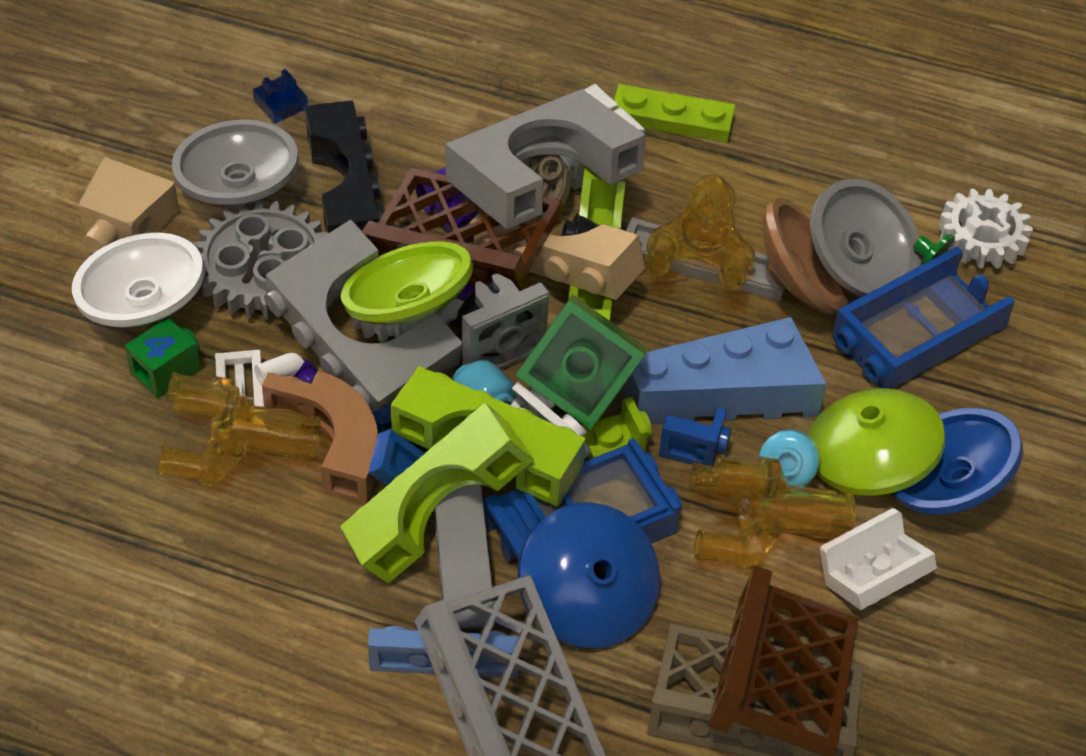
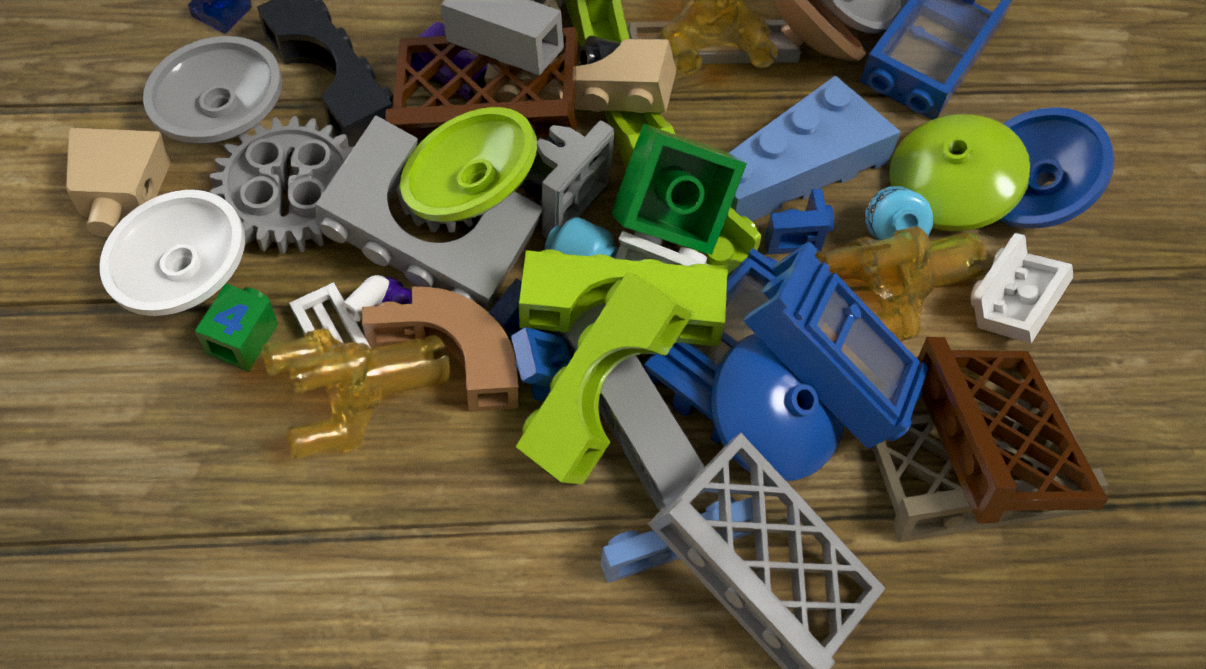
camera: 25 degrees left, 10 degrees up
(658, 540) = (839, 348): none -> blue door

